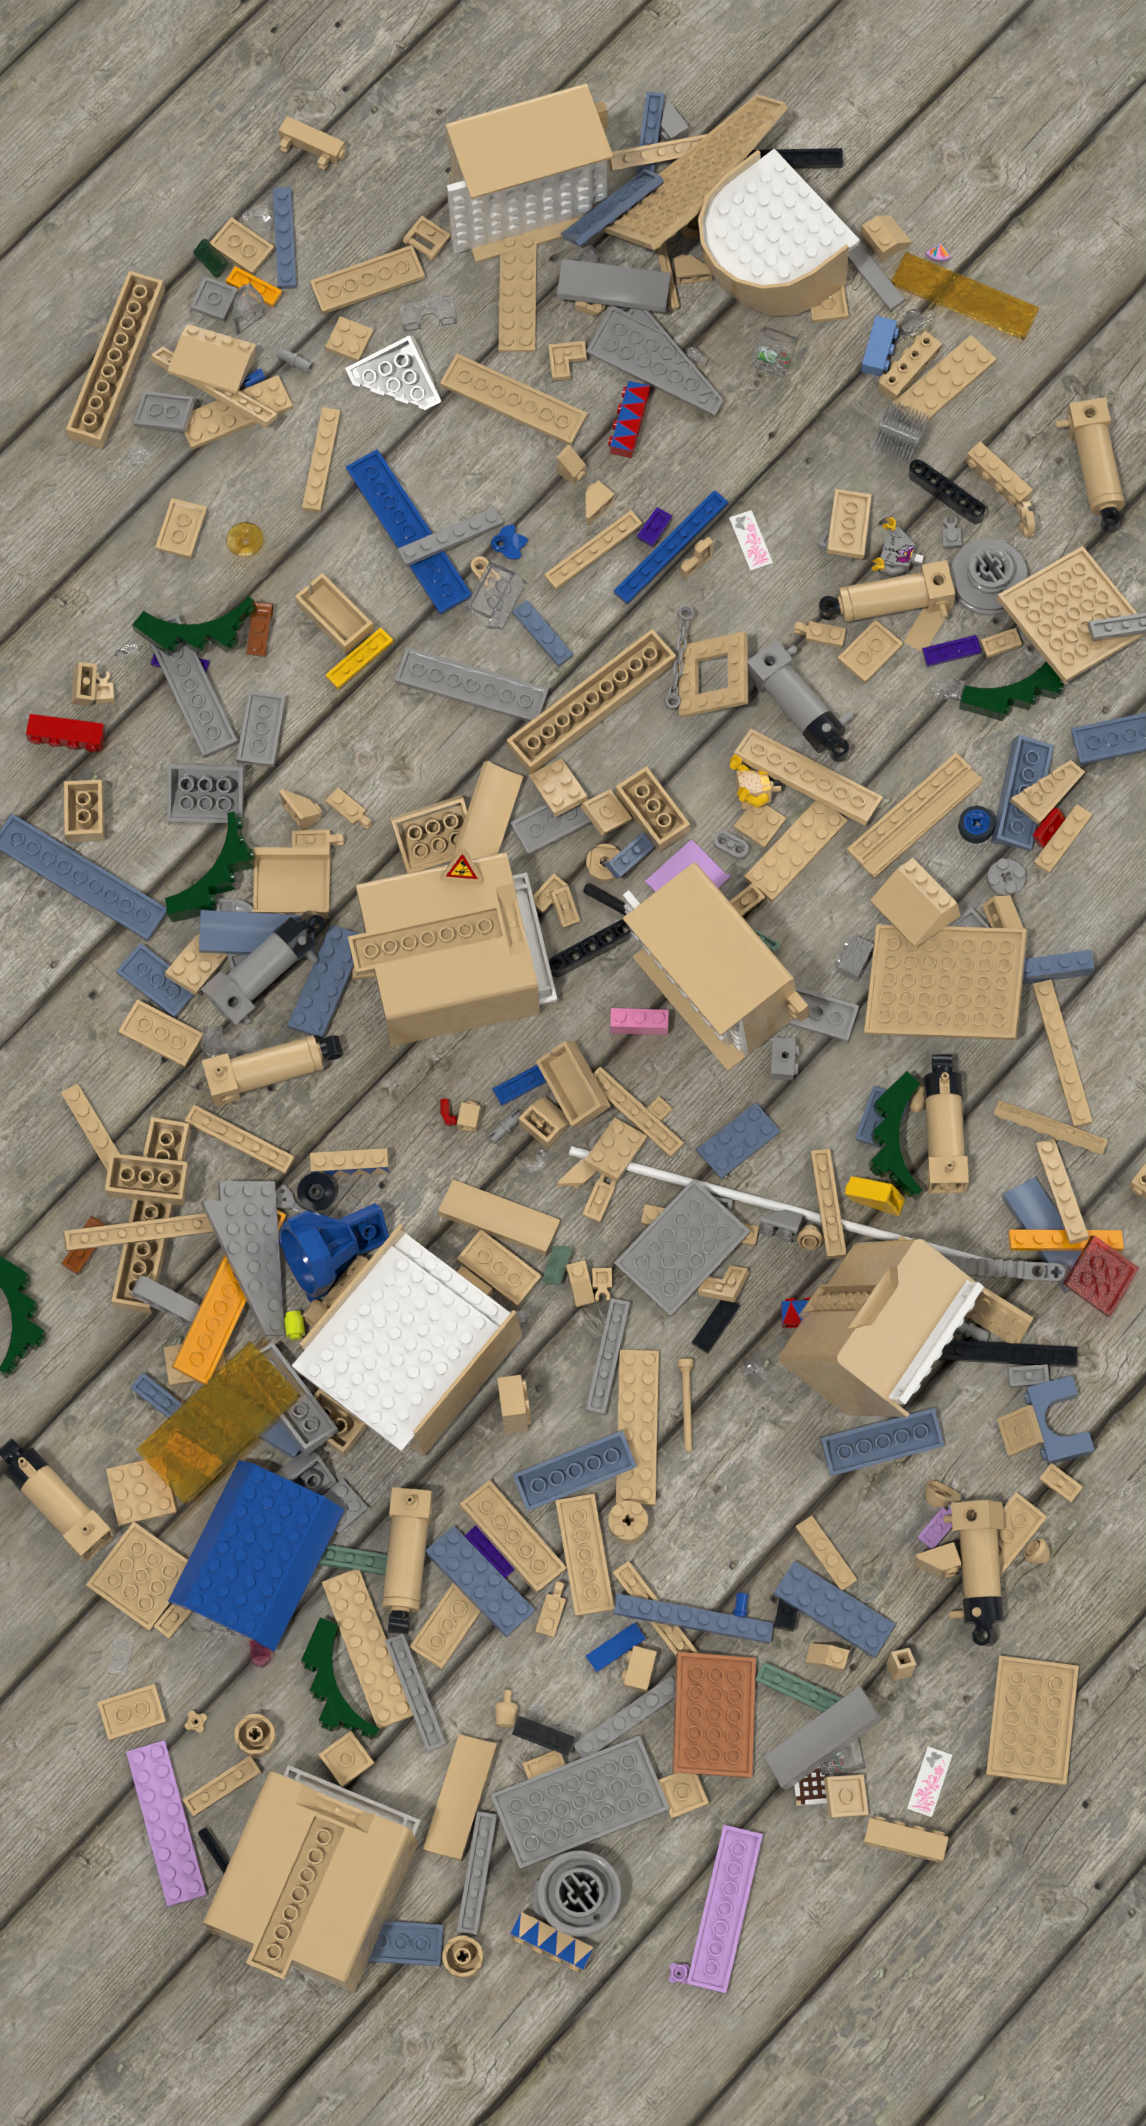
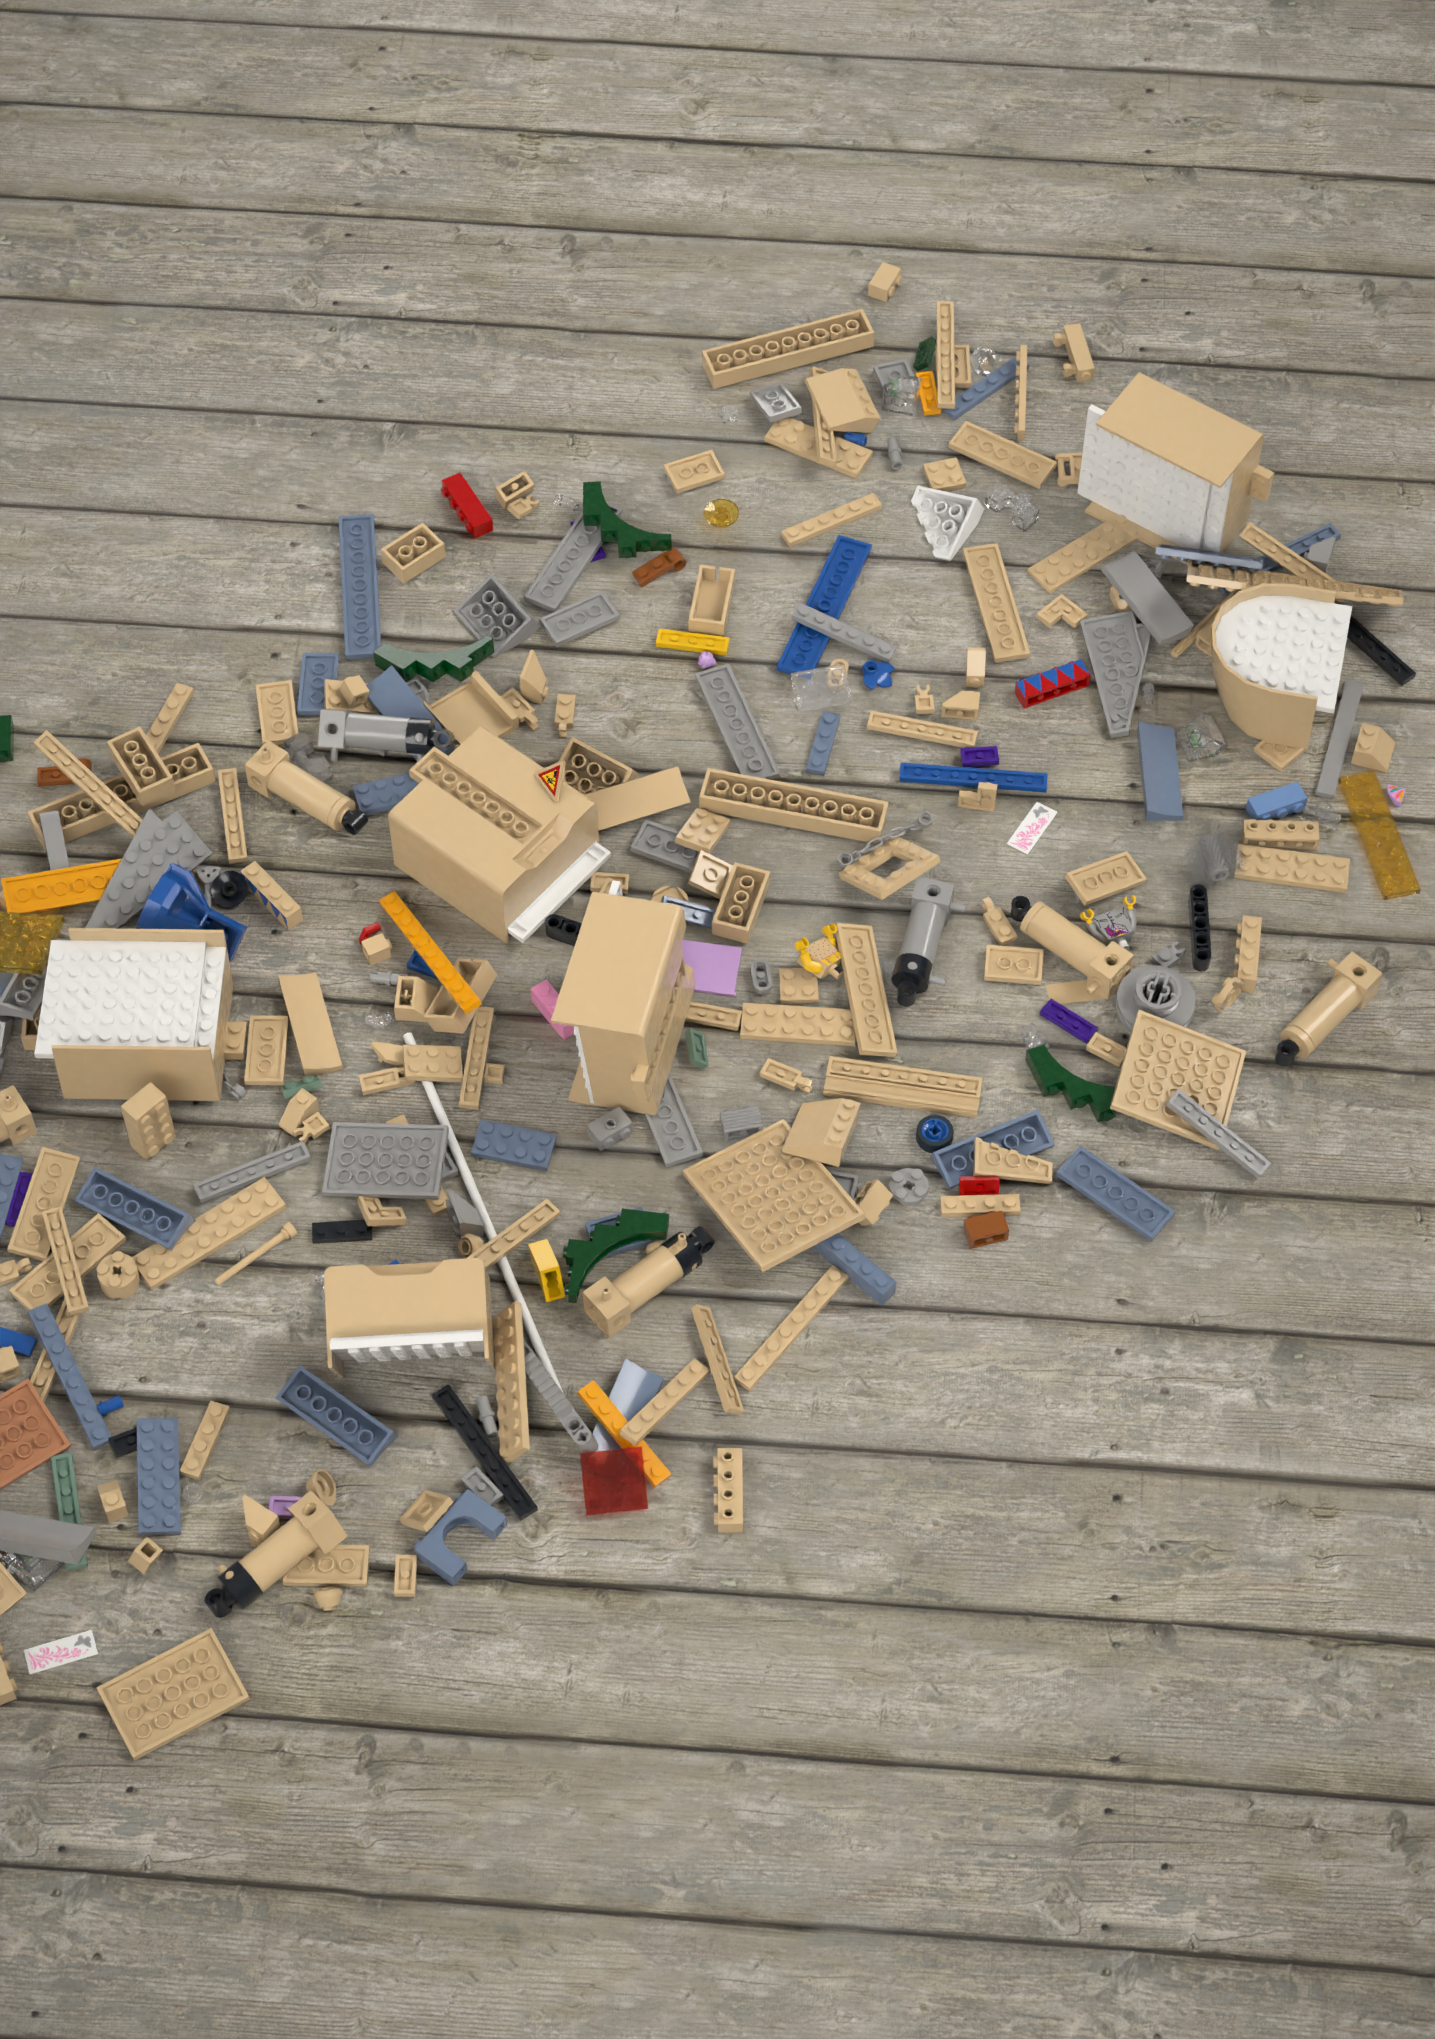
camera: 50 degrees right, 15 degrees down
(105, 229) = (884, 282): none -> tan brick
(199, 957) = (354, 690): none -> tan brick
(230, 243) = (945, 355): none -> tan plate
(324, 220) = (1020, 398): none -> tan plate
(386, 661) = (706, 660): none -> lavender plate
(514, 1078) = (430, 952): none -> light orange plate
(566, 528) = (923, 701): none -> tan plate
(585, 1554) = (65, 1261): none -> tan plate
(778, 407) = (1159, 772): none -> sand blue arch
(837, 894) = (785, 1076): none -> tan plate
(1089, 850) = (986, 1229): none -> dark orange brick

